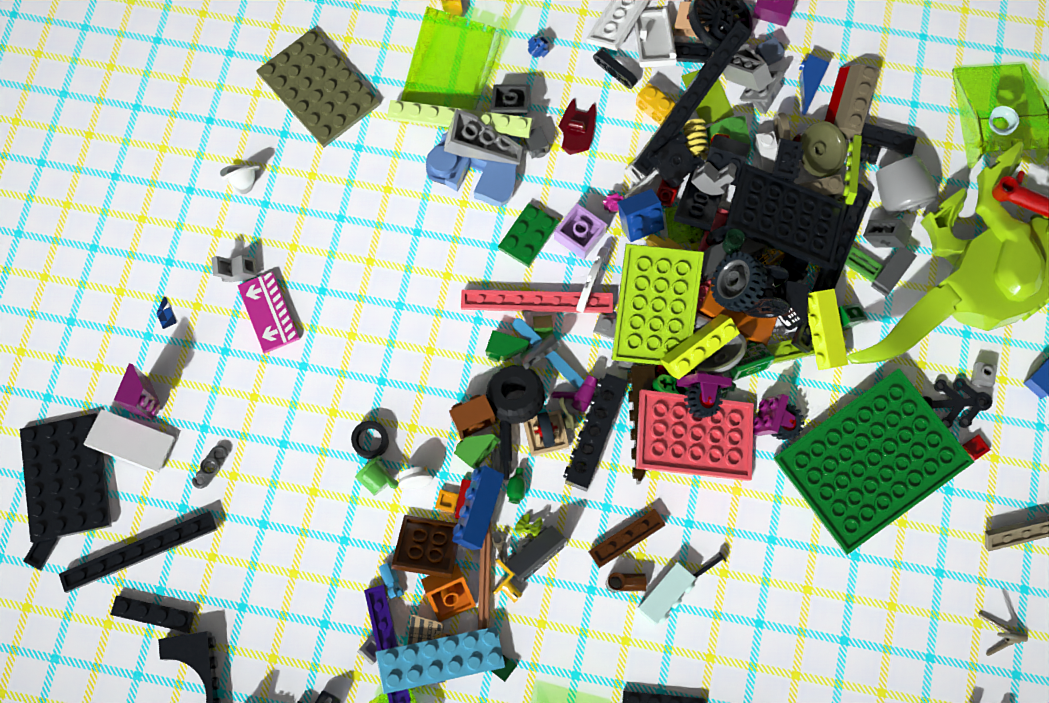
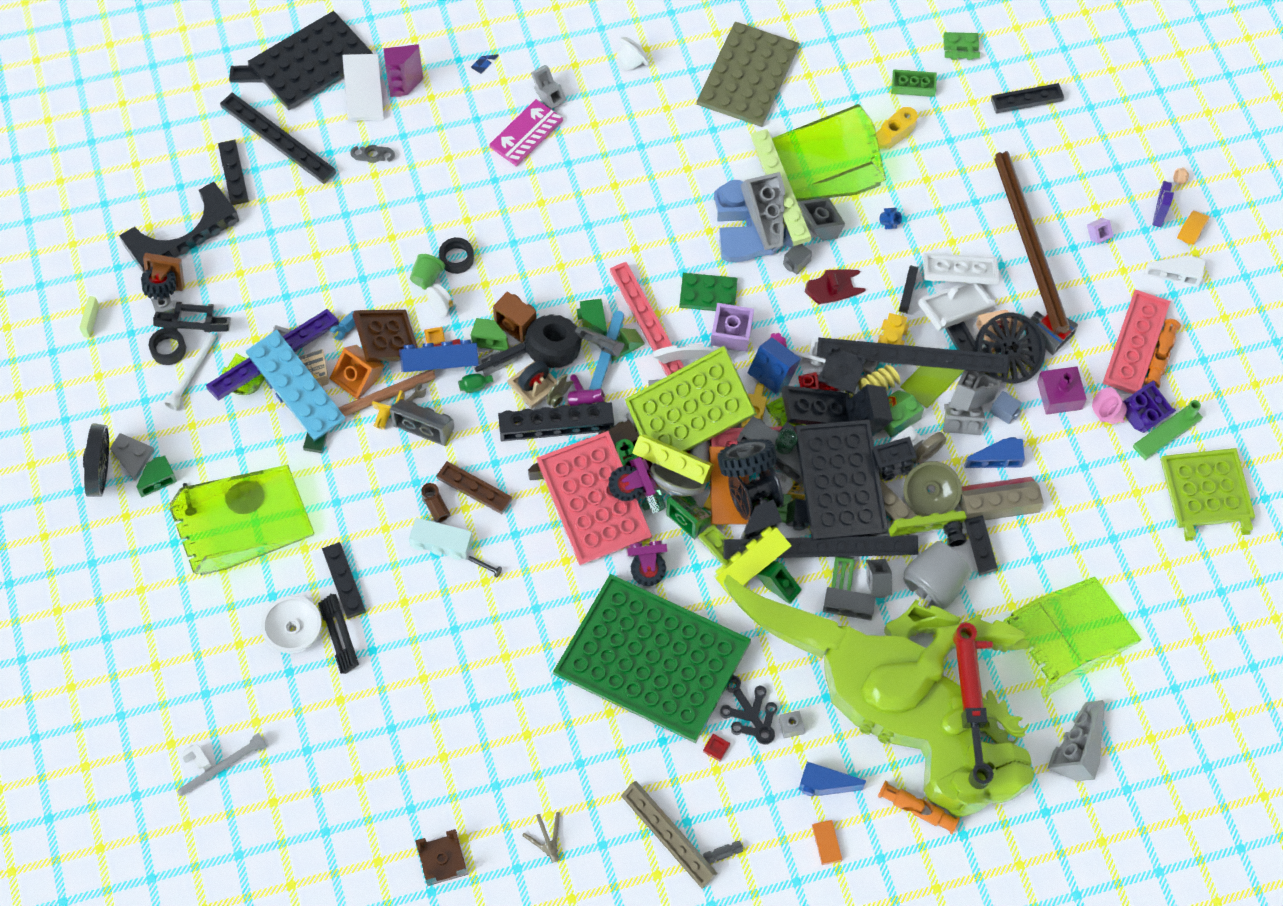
camera: 60 degrees right, 10 degrees down
(524, 526) = (443, 404): lime piece -> none
(711, 180) = (841, 405): light grey brick -> none
(1007, 113) = (1052, 612): light aqua piece -> none

